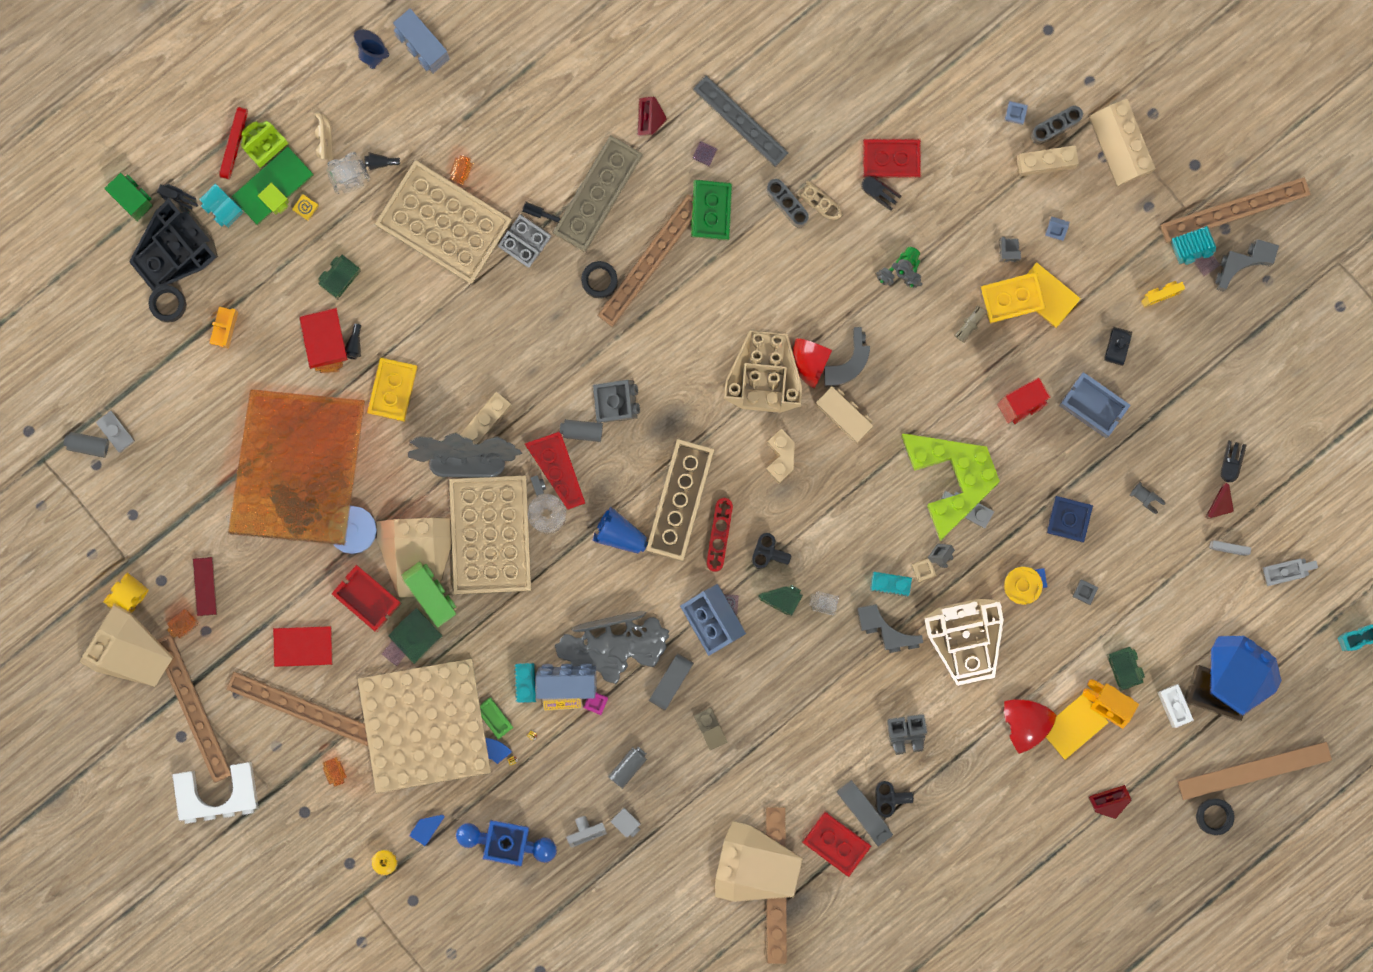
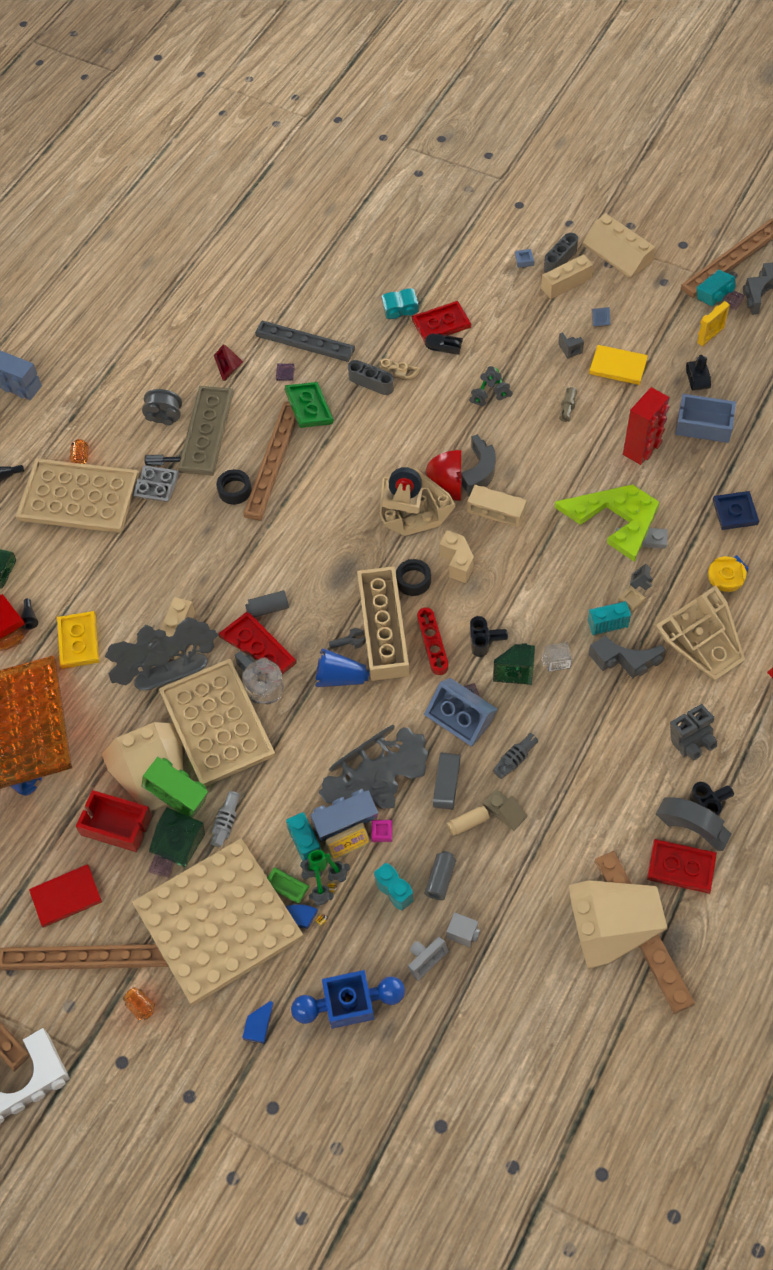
camera: 15 degrees left, 25 degrees down
(360, 531) = (86, 770): light blue wheel -> none
(391, 864) = (226, 1074): yellow head -> none
(463, 635) = (225, 819): none -> light grey hinge
(527, 717) = (314, 866): none -> plant
(562, 154) = (162, 406): none -> dark grey wheel
(585, 765) = (390, 884): none -> teal brick
(616, 401) = (288, 569): dark grey plate -> none
(642, 499) = (350, 639): none -> dark grey bar
(673, 727) = (468, 821): none -> tan piece
(730, 445) = (411, 565): none -> black tyre
(741, 684) = (514, 756): none -> dark grey hinge
(754, 374) = (403, 490): none -> plate
(857, 119) = (400, 303): none -> teal brick
(1013, 297) = (592, 372): yellow tile -> none

